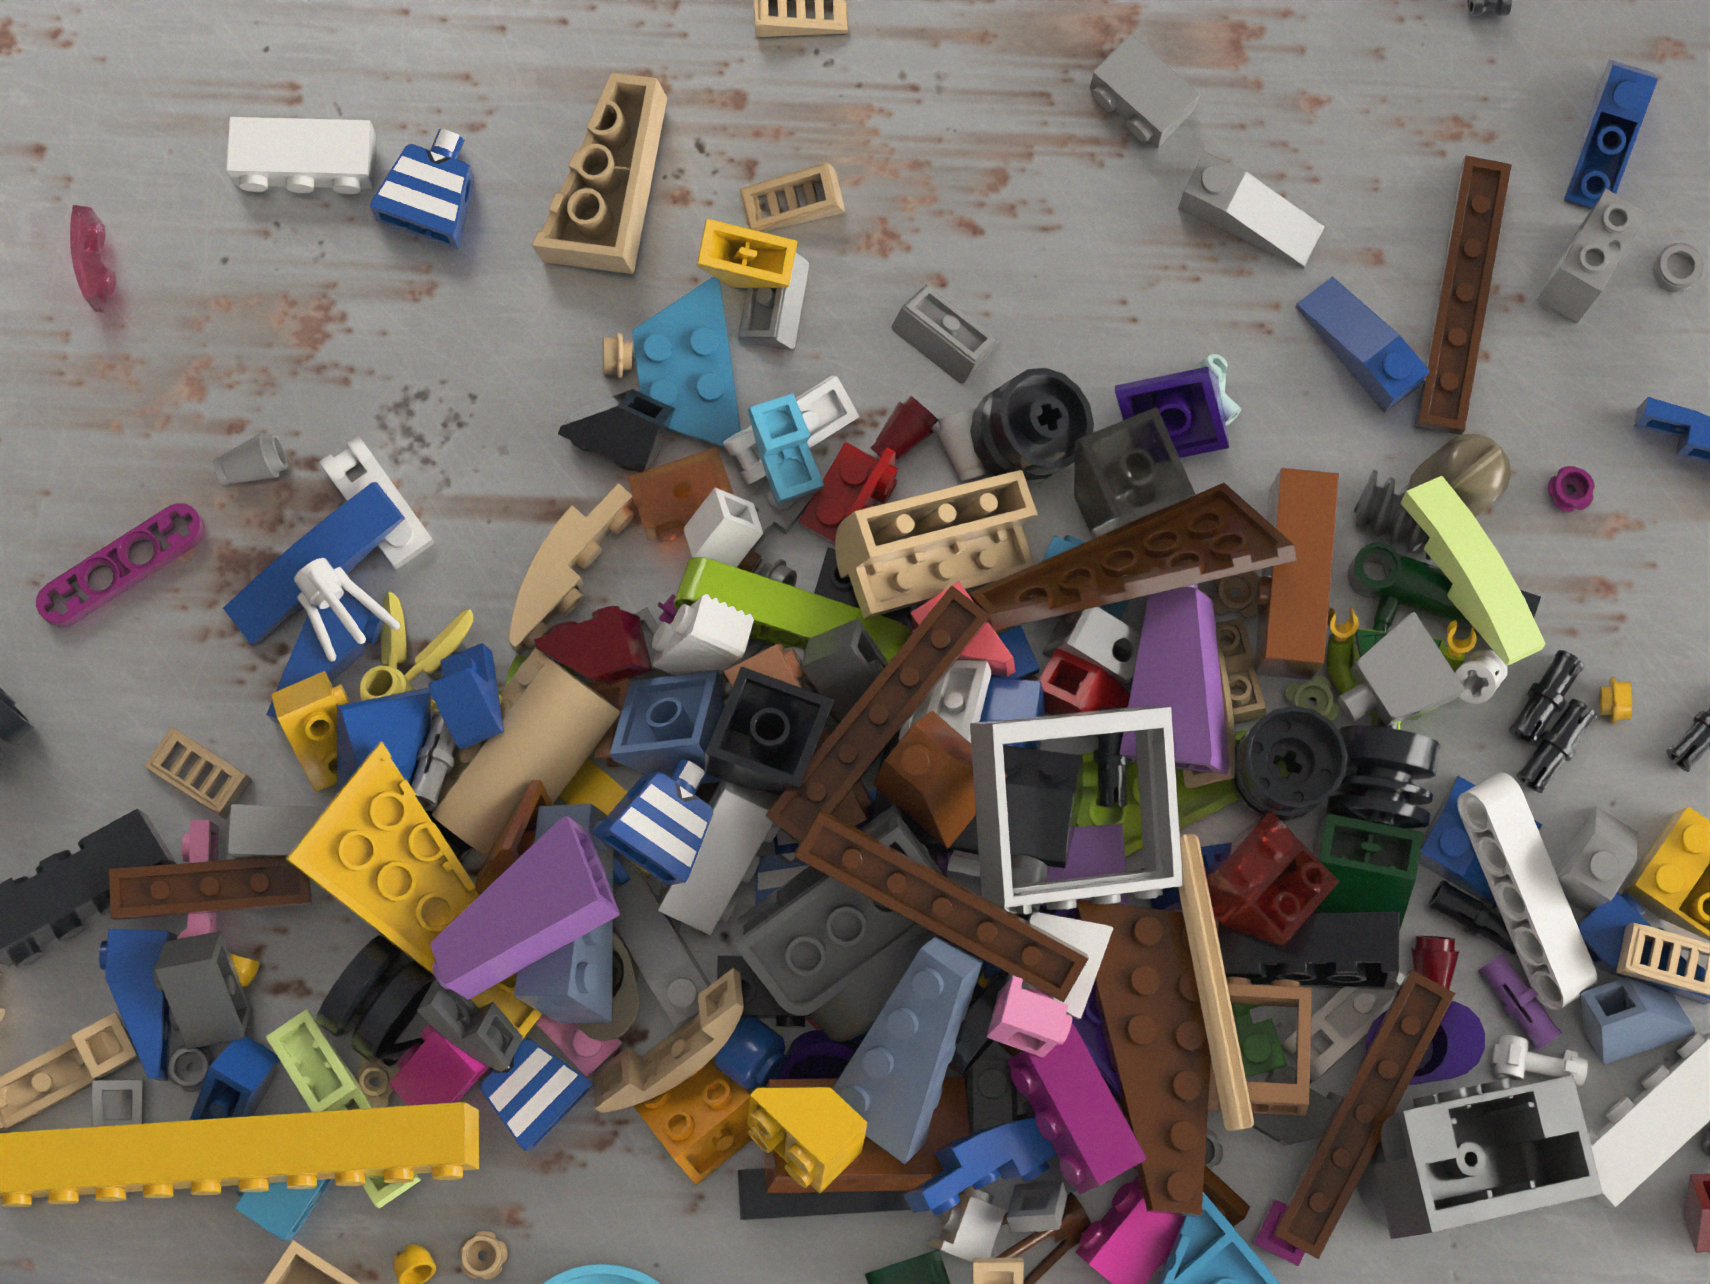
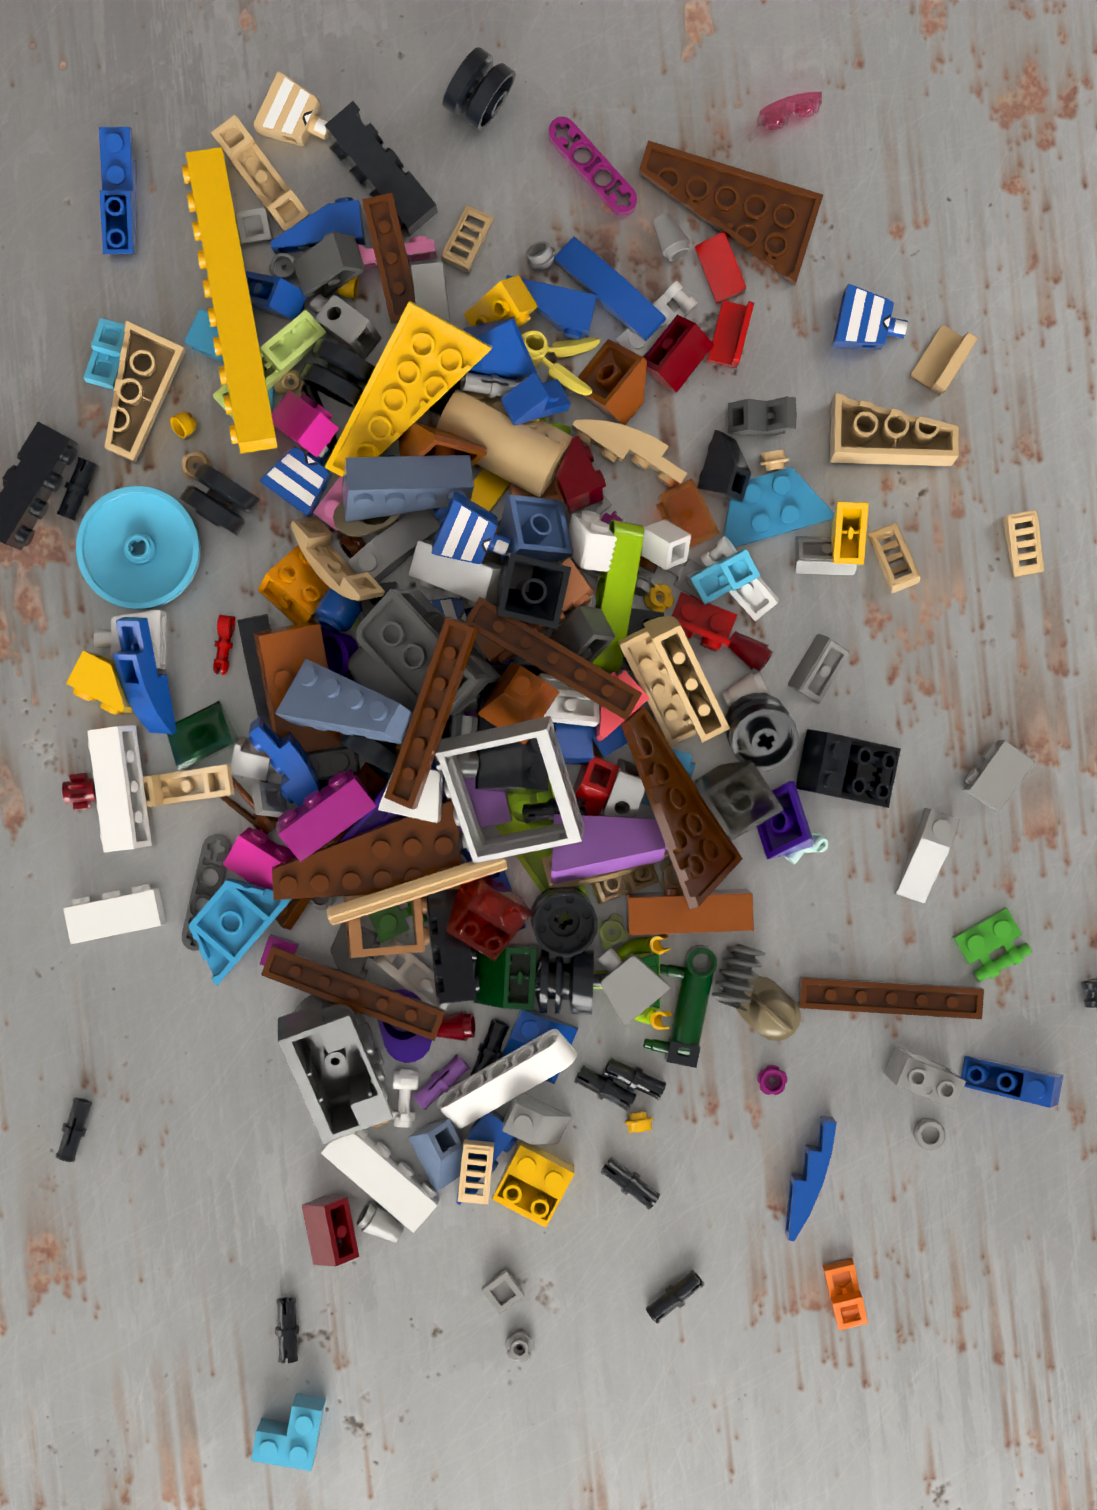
camera: 85 degrees right, 10 degrees up
(230, 336) = (753, 210): none -> reddish brown wing
(243, 662) = (540, 255): none -> light grey plate
(301, 154) = (878, 234): white brick -> none
(310, 393) = (720, 268): none -> red slope
(310, 967) = (345, 324): none -> light grey torso
(323, 587) = (589, 295): white plant -> none
(413, 391) = (730, 333): none -> red panel
(431, 474) = (677, 356): none -> dark red brick
(458, 571) = (616, 381): none -> dark orange slope
(477, 1031) = (324, 437): dark grey slope -> none
(505, 87) = (942, 359): none -> tan panel
(526, 913) = (397, 458): medium lavender slope -> none
(539, 1213) = (219, 499): none -> black wheel
(549, 359) = (762, 417): none -> dark grey brick
(650, 1021) = (351, 545): none -> reddish brown plate
(756, 1246) = (225, 631): none -> red piece
(808, 545) = (666, 601): none -> yellow plate
(808, 1129) = (286, 651): yellow slope -> none
(1028, 1019) = (371, 777): bright pink brick -> none
(1103, 310) = (847, 768): none -> black slope
(1364, 344) = (849, 936): blue slope -> none
(1386, 142) = (988, 936): none -> bright green plate
(1480, 579) = (709, 1021): yellowish green slope -> none
(1485, 663) = (640, 1035): white bush -> none

